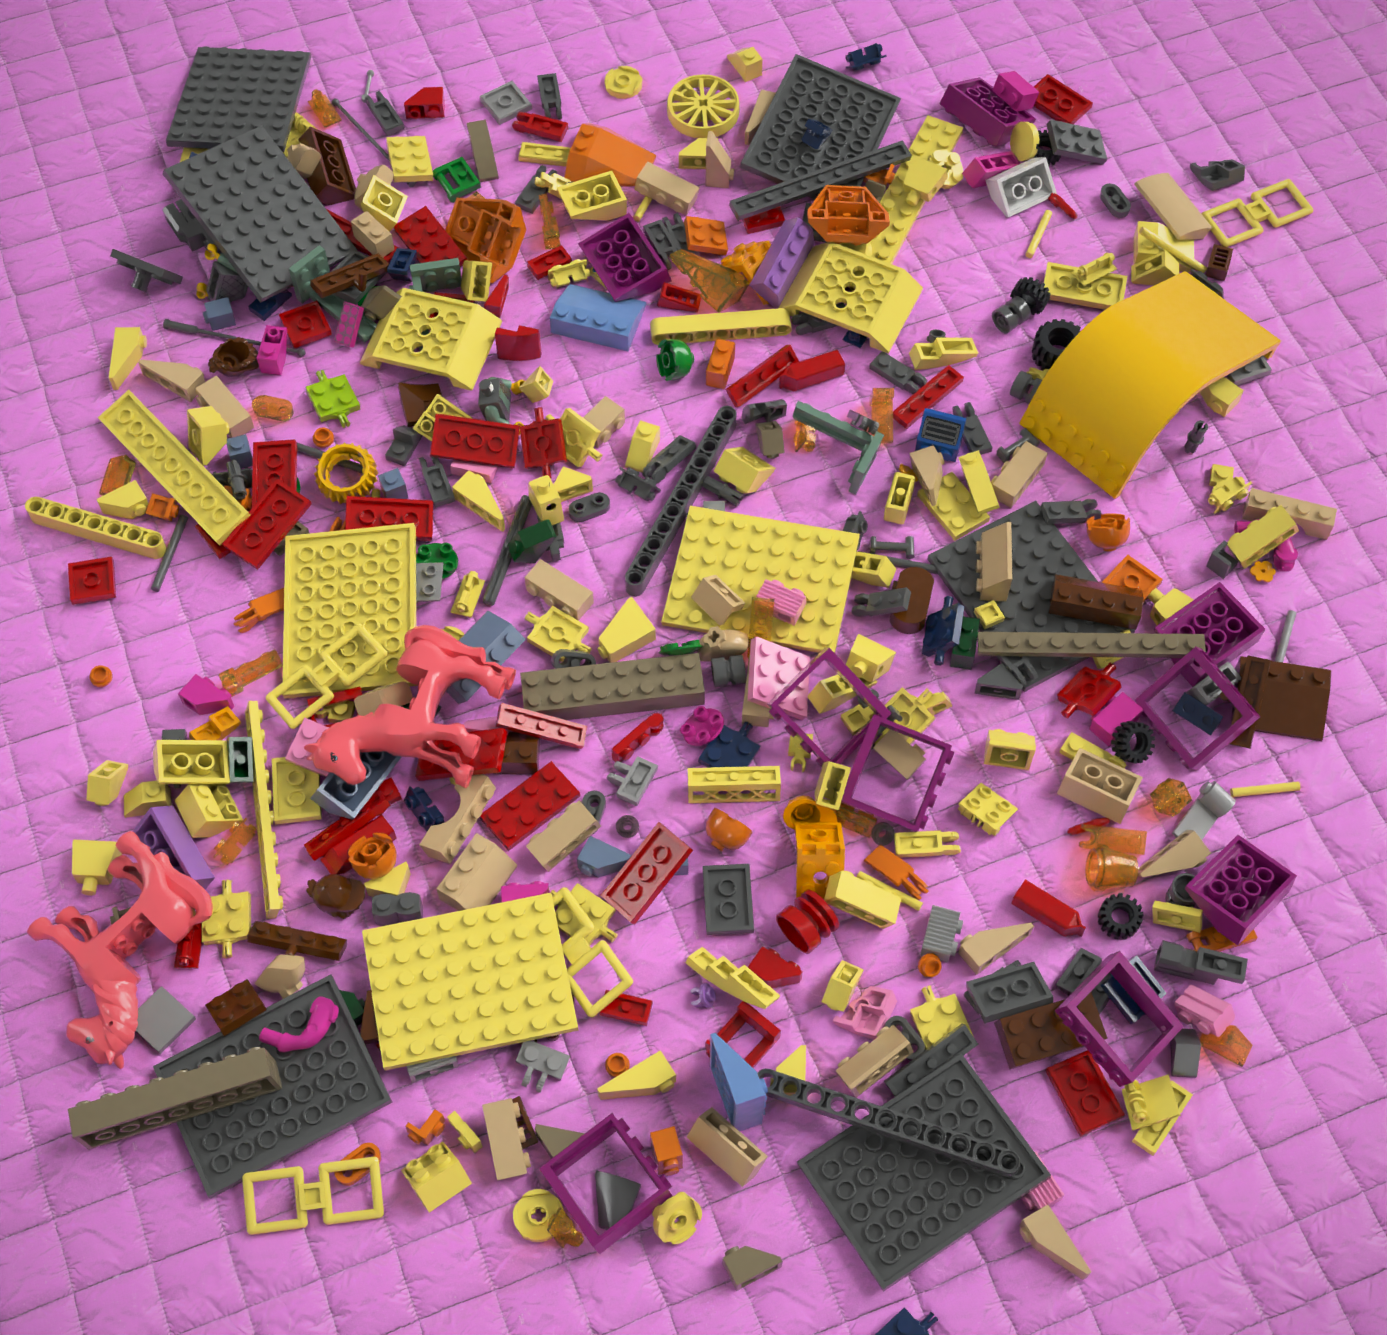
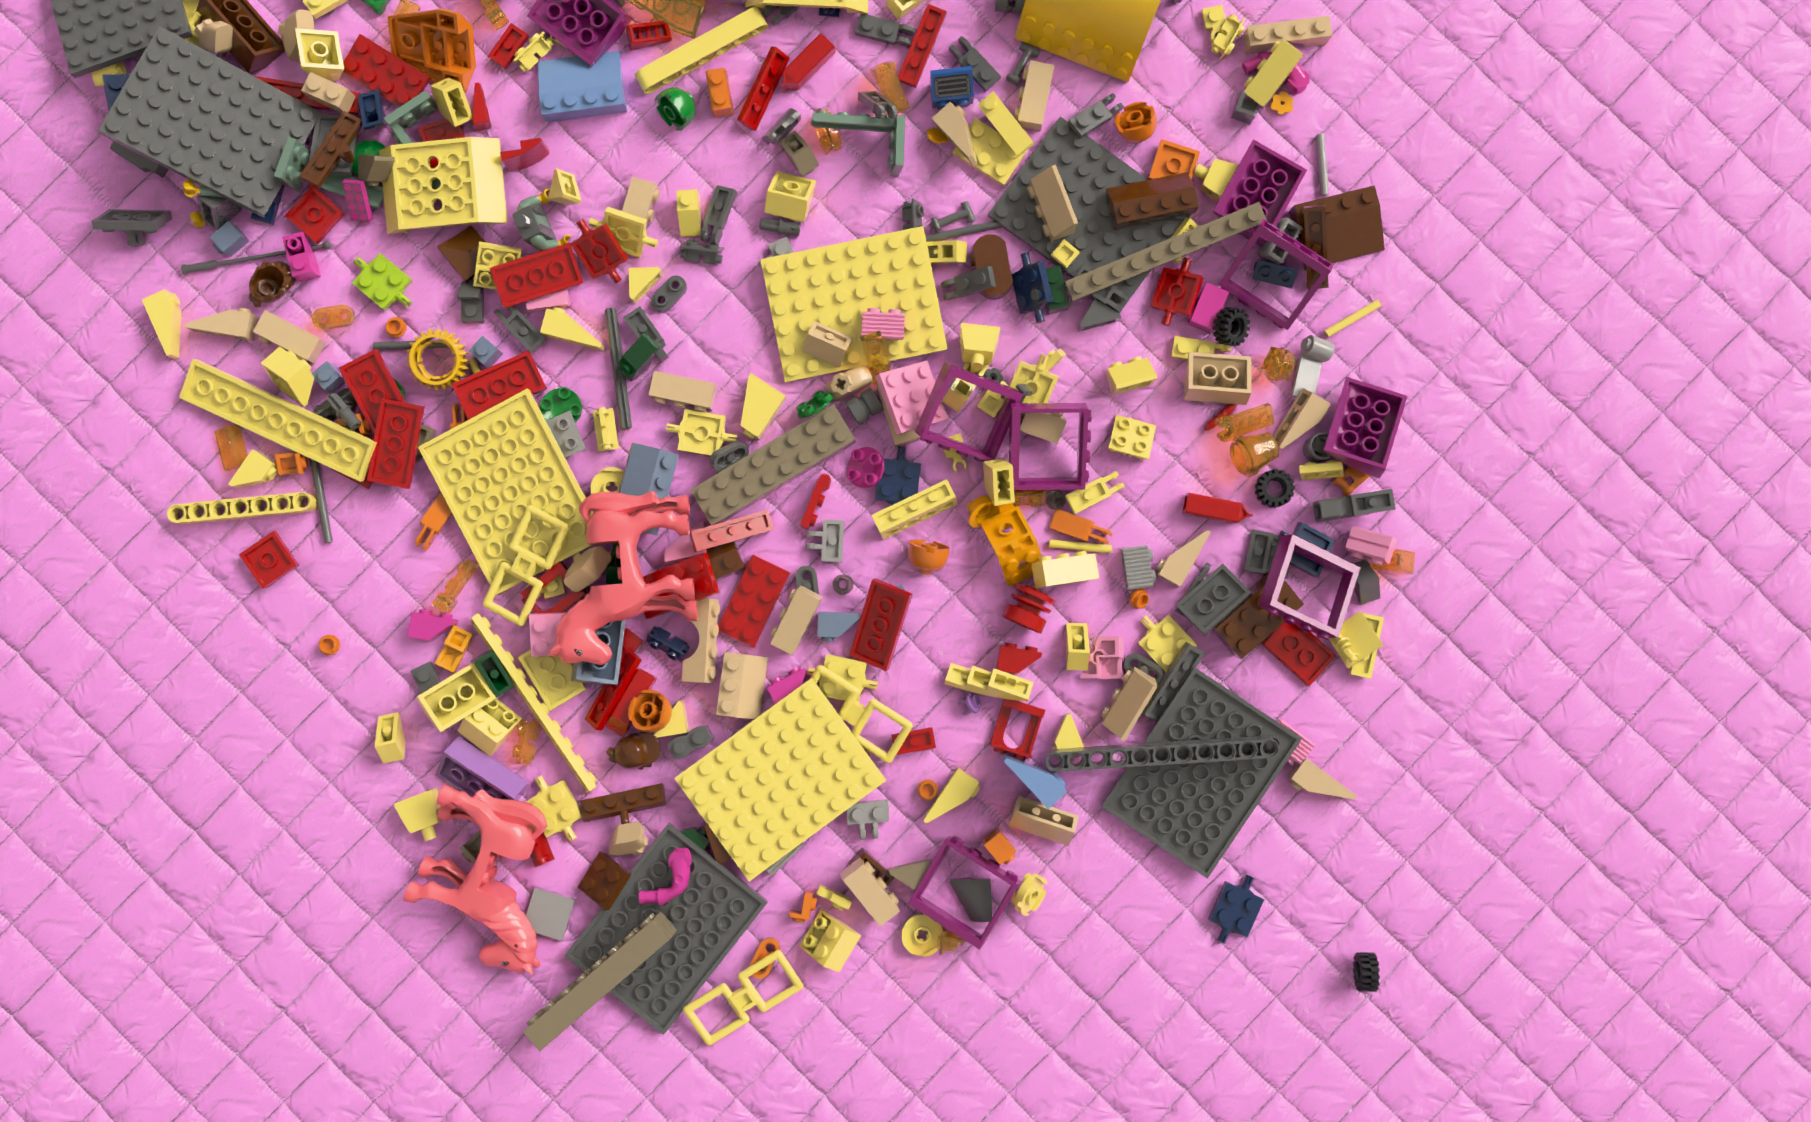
camera: 25 degrees left, 25 degrees up
(144, 796) = (431, 740): light yellow slope -> none
(543, 493) = (631, 312): light yellow torso -> none
(674, 506) = (752, 241): dark grey beam -> none
(728, 899) = (953, 613): dark grey plate -> none
(749, 1265) = (1098, 902): dark tan slope -> none
(899, 498) = (941, 168): light yellow brick -> none

